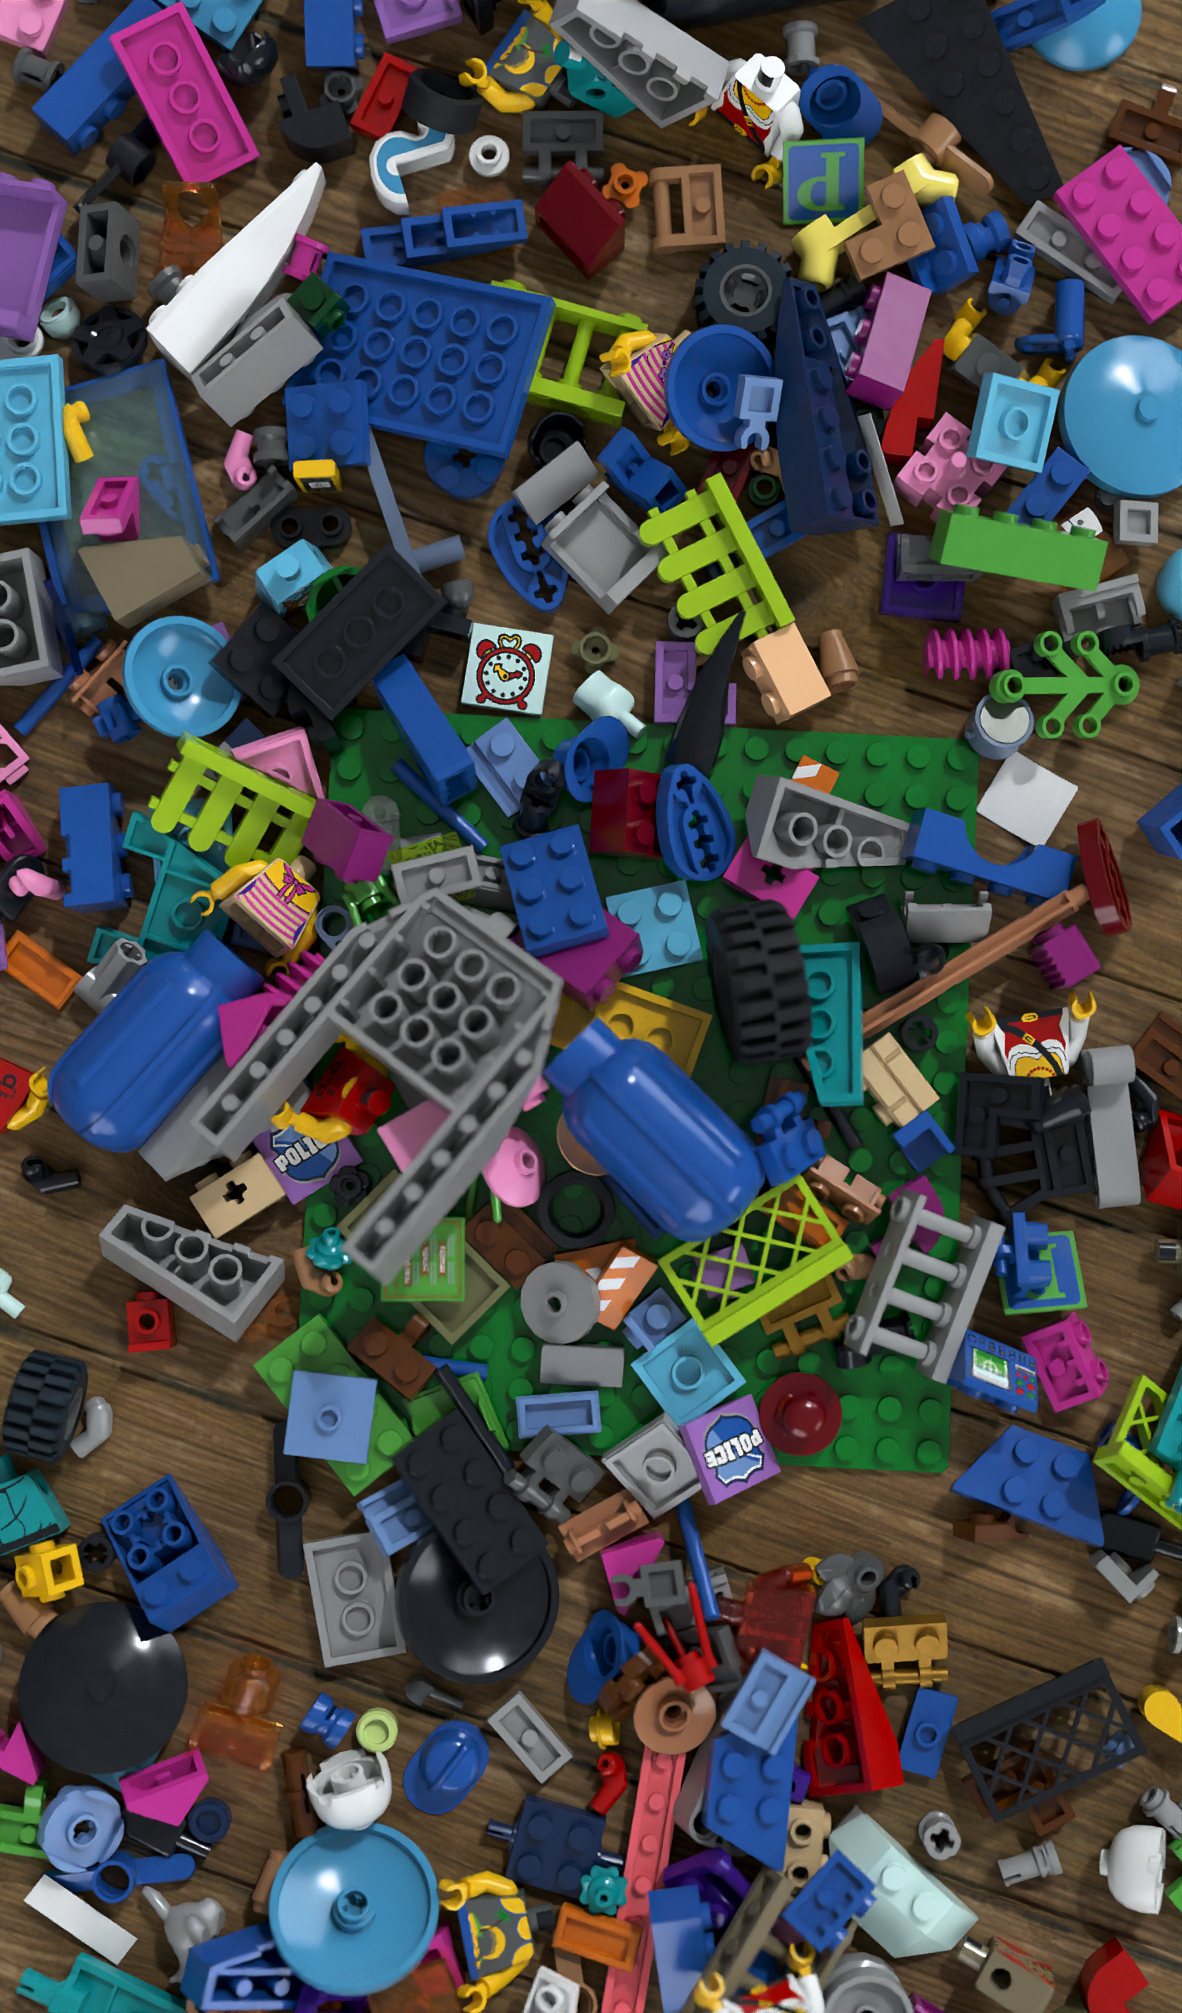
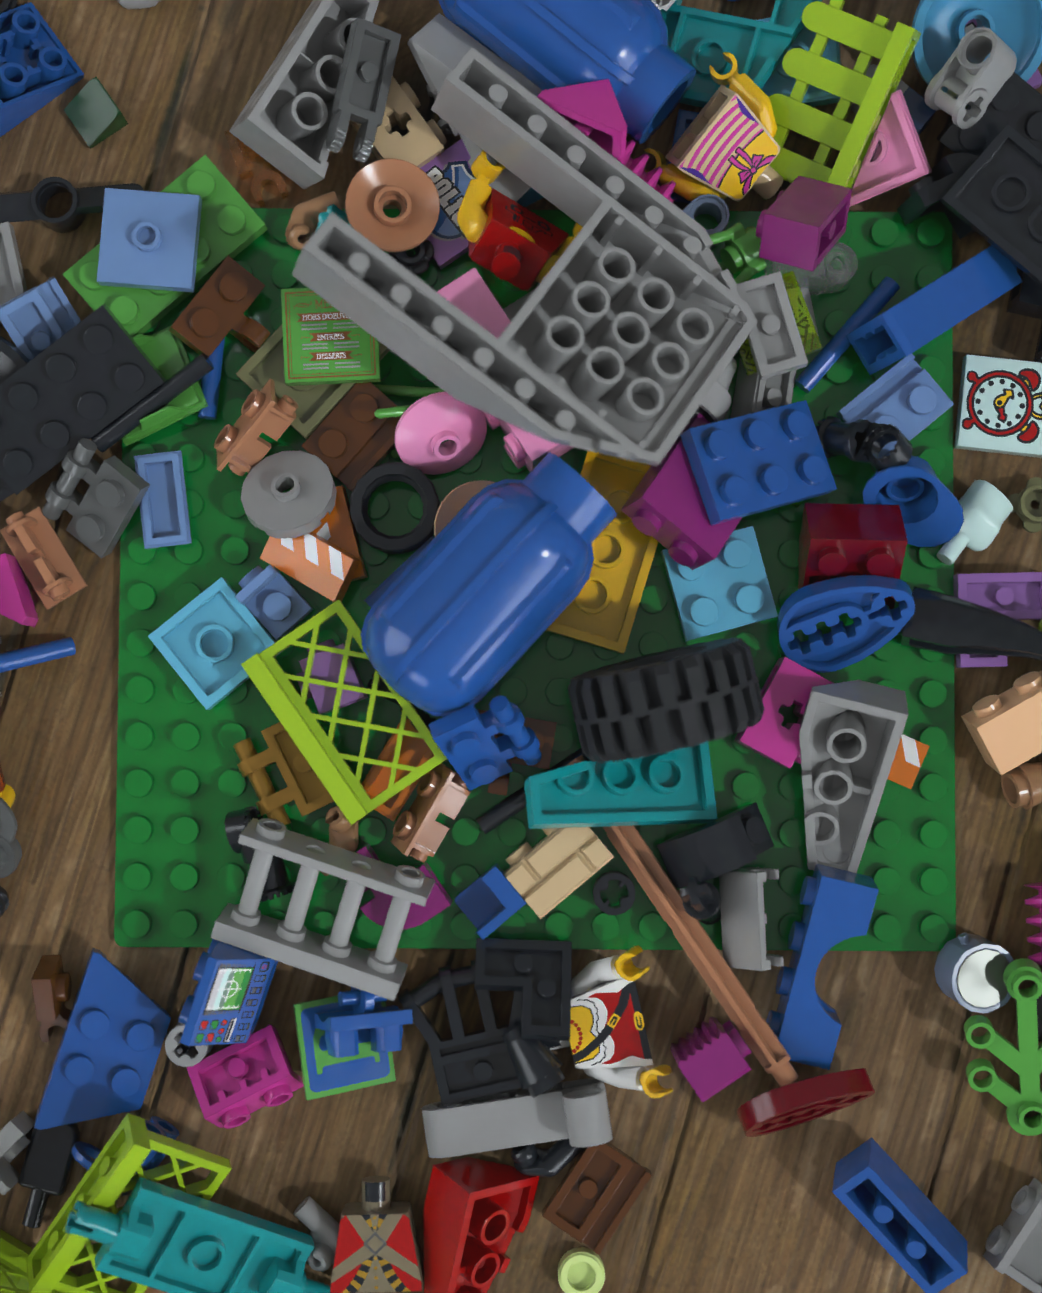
camera: 85 degrees right, 0 degrees up
(163, 1333) = (246, 57): red brick -> none
(205, 1221) = (363, 86): none -> dark grey hinge
(207, 1464) = (95, 113): none -> dark green slope
(228, 690) = (970, 77): none -> light grey piece
(293, 1188) = (395, 184): none -> nougat dish
(513, 1342) = (260, 414): none -> nougat hinge
(582, 1364) = (220, 524): slope -> none
(654, 1466) = (108, 616): light grey tile -> none
(729, 1449) = (129, 693): tile -> none
(800, 1414) = (173, 774): dark red plate -> none
(1026, 799) = (890, 1008): white sticker -> none
(1043, 1418) = (184, 1057): none -> light grey bush

